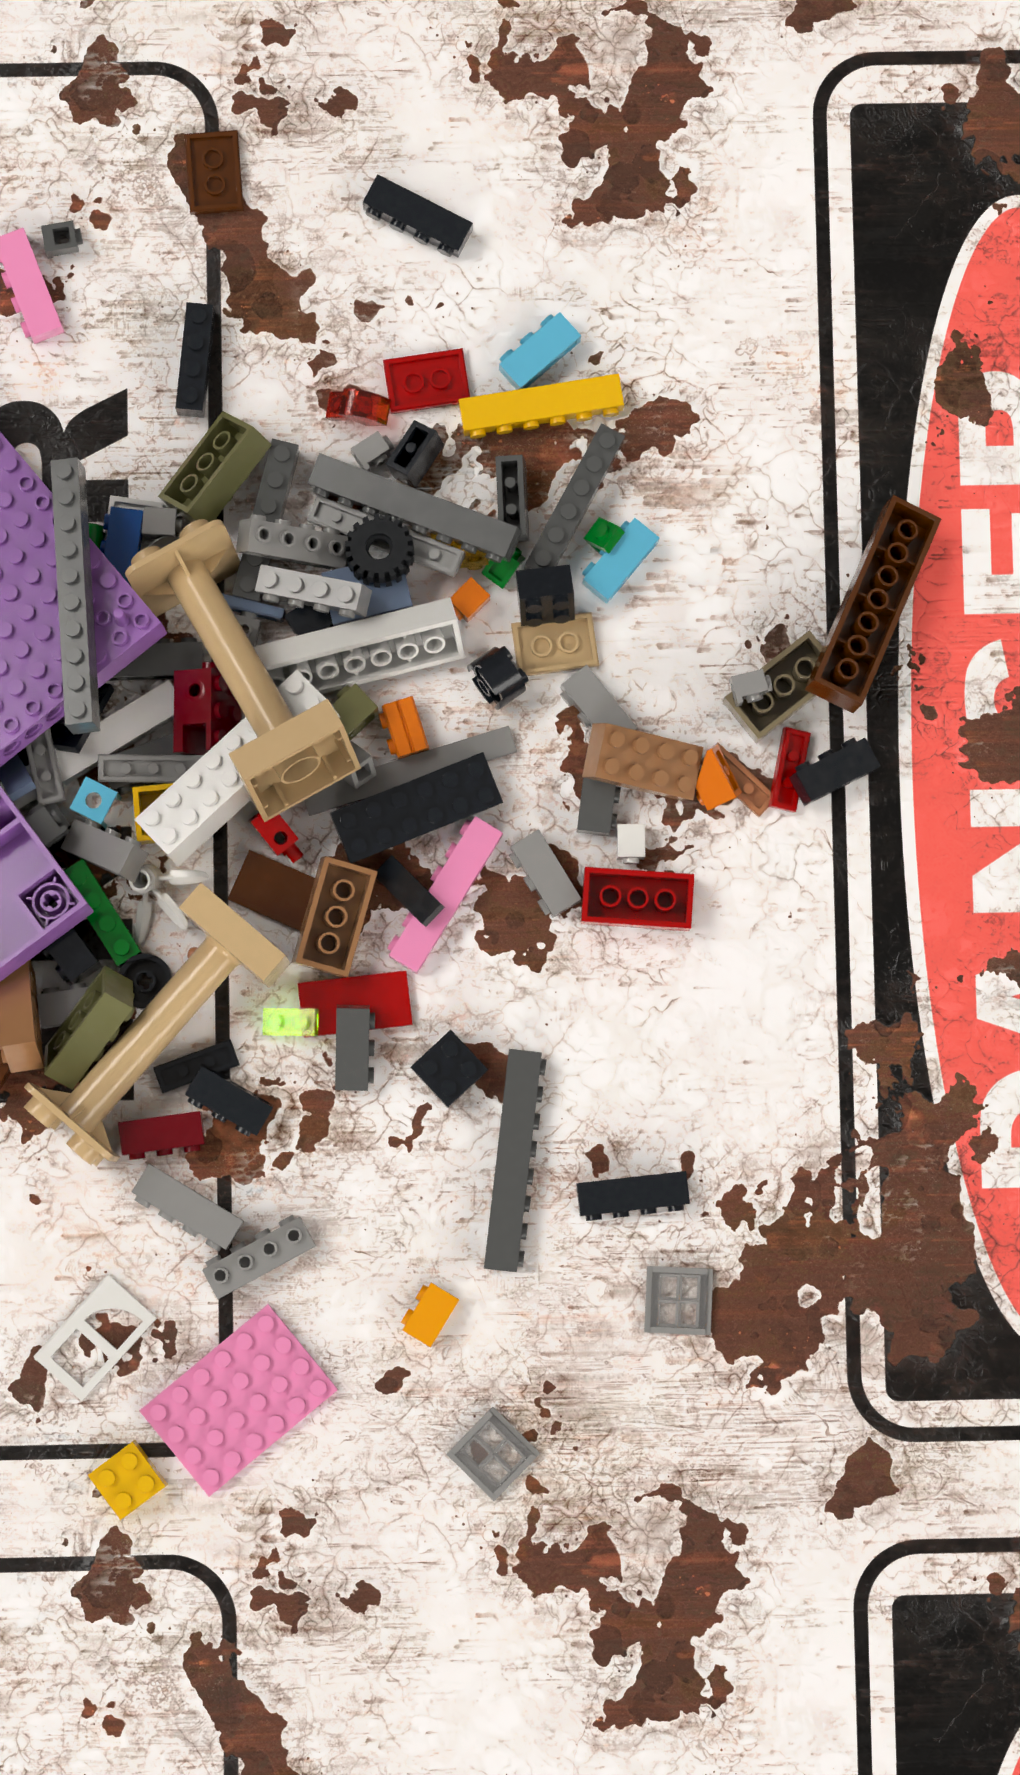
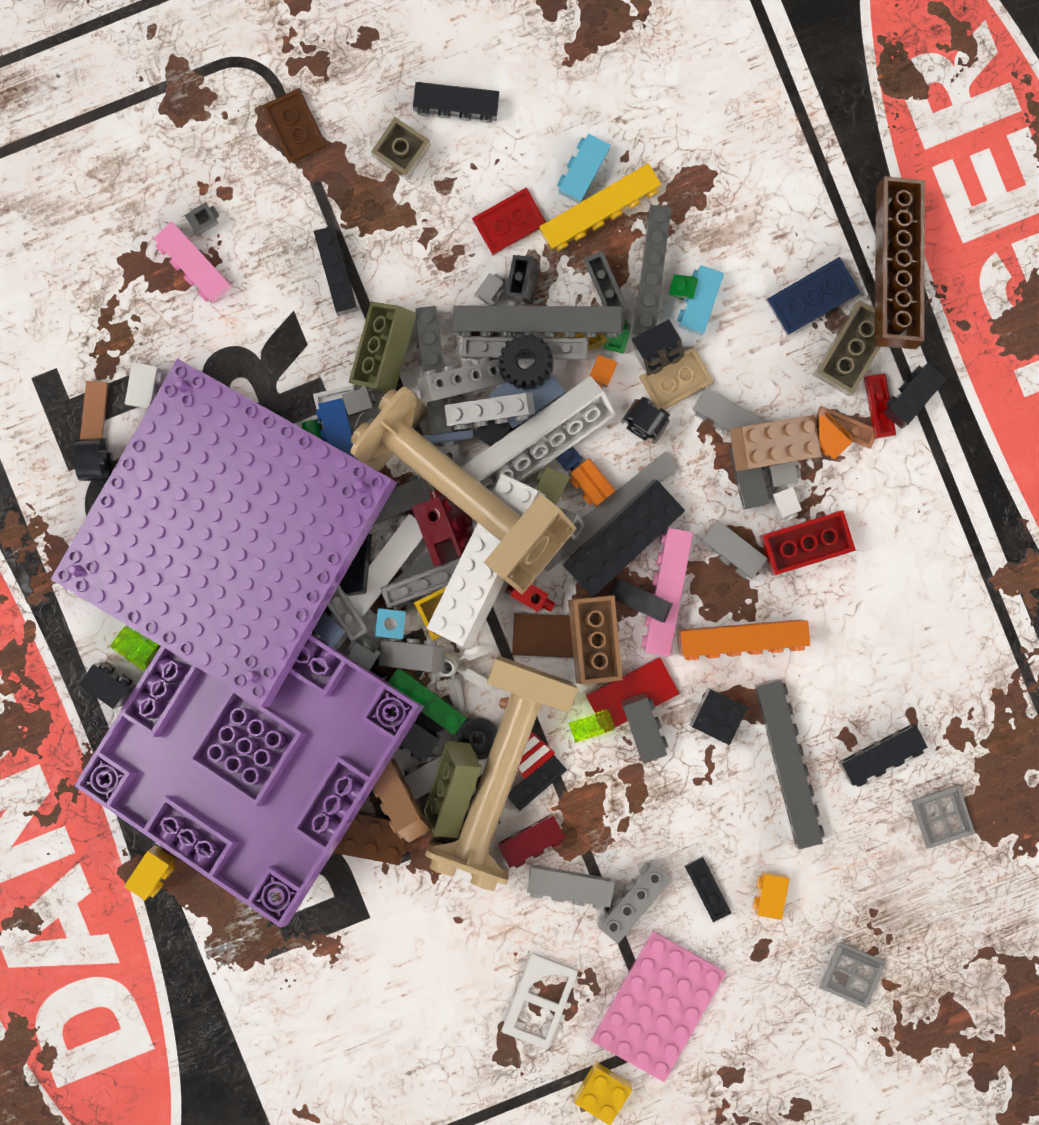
camera: 15 degrees left, 5 degrees up
(75, 596) = (321, 484): brick -> none
(204, 1029) = (534, 755): none -> torso
(228, 1101) = (570, 799): black brick -> none
(329, 245) = (401, 148): none -> dark tan brick
(355, 1278) = (707, 889): none -> black tile
(359, 406) = (468, 260): clear red brick -> none
(388, 689) = (569, 459): none -> dark blue bracket
(514, 983) = (742, 638): none -> orange brick
(641, 806) = (783, 474): none -> light grey brick
(750, 686) = (833, 358): light grey brick -> none
(758, 607) = (813, 296): none -> dark blue plate

